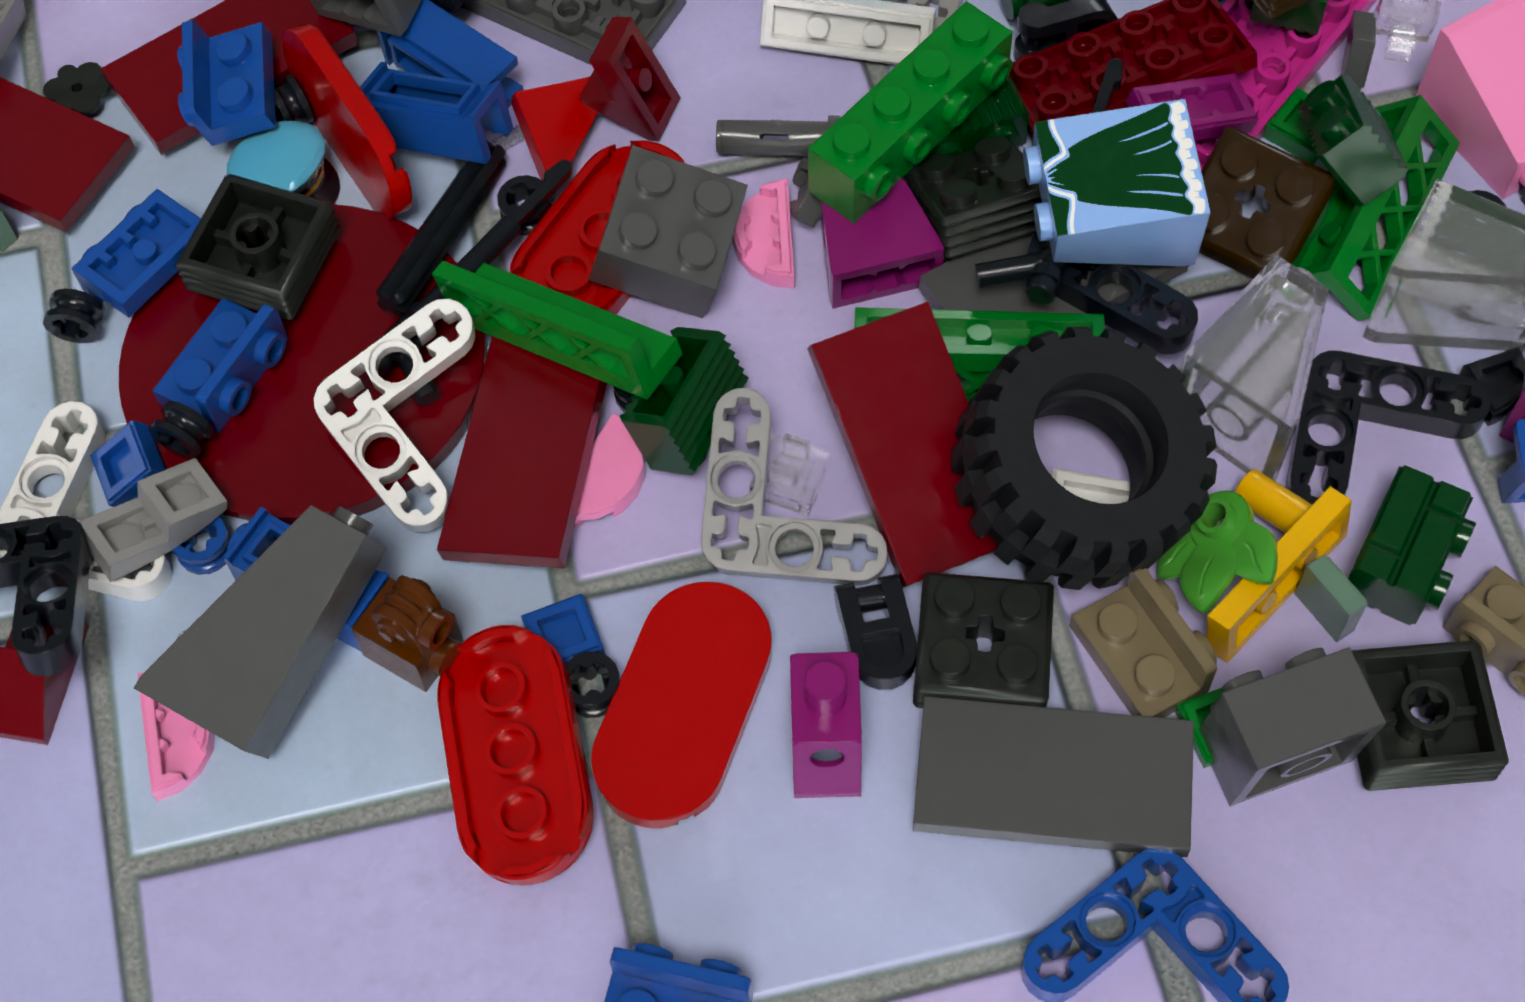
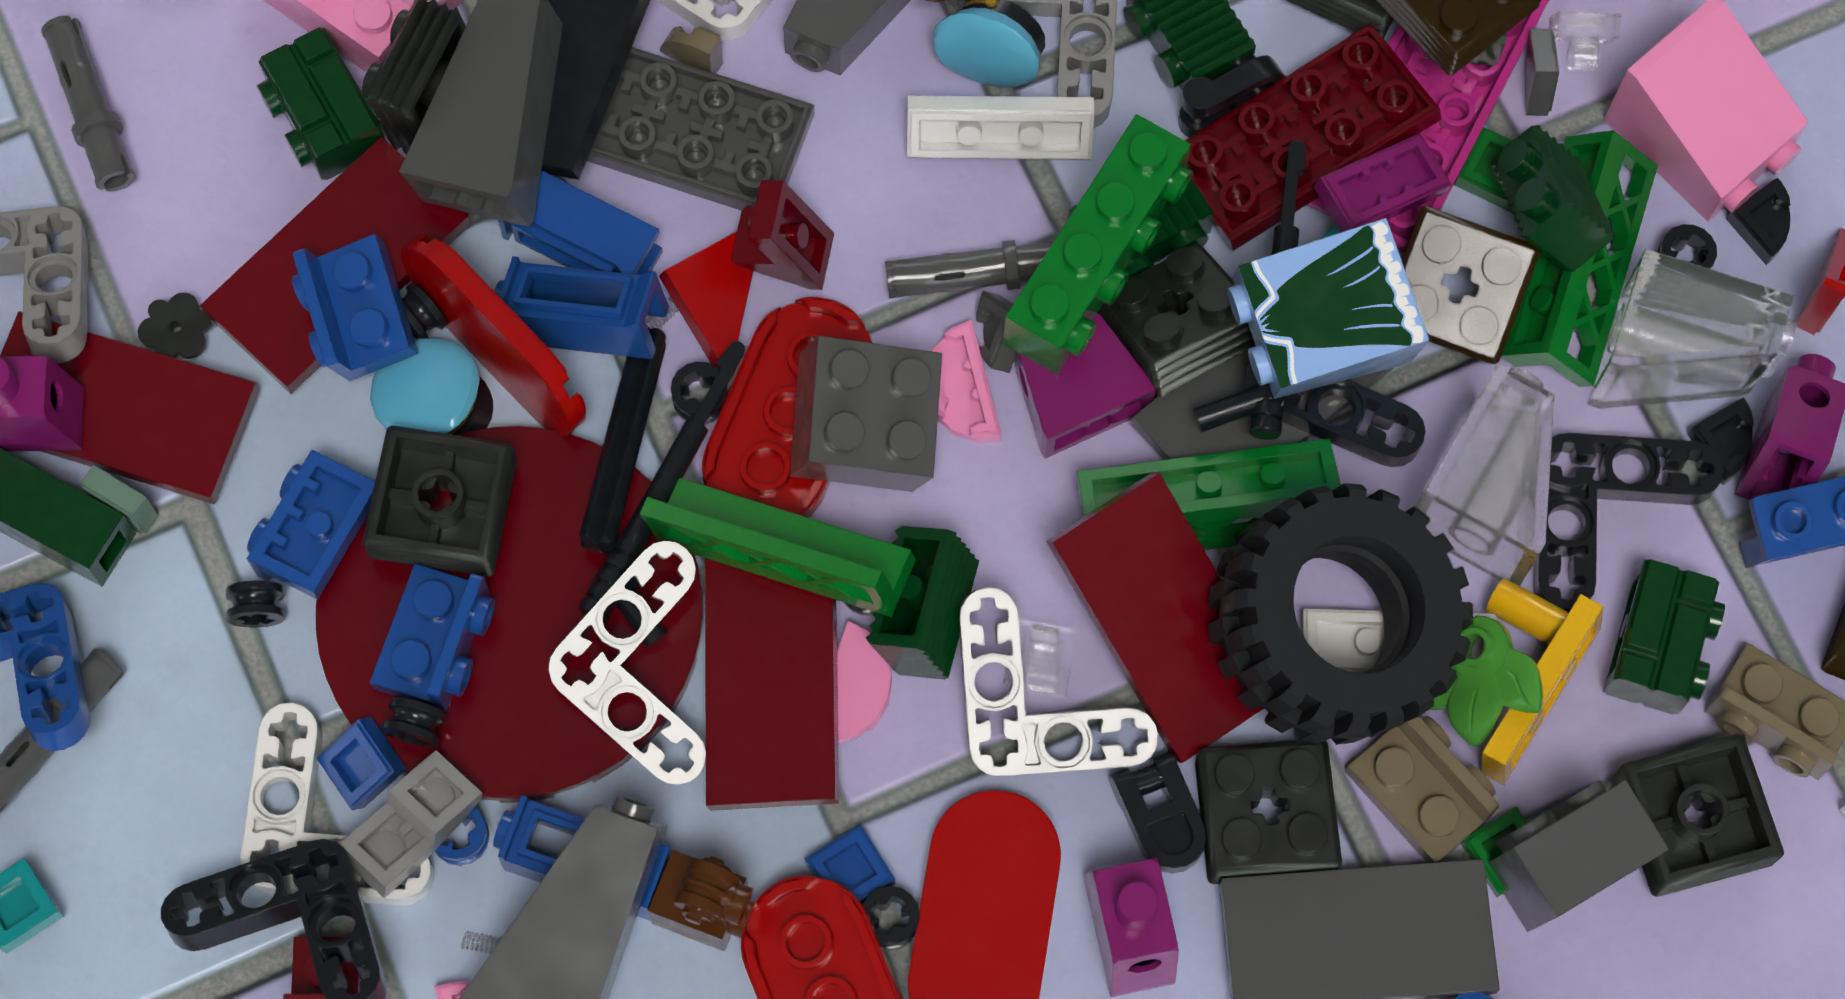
camera: 15 degrees left, 10 degrees up
(1331, 597) = (1595, 706): sand green tile -> none

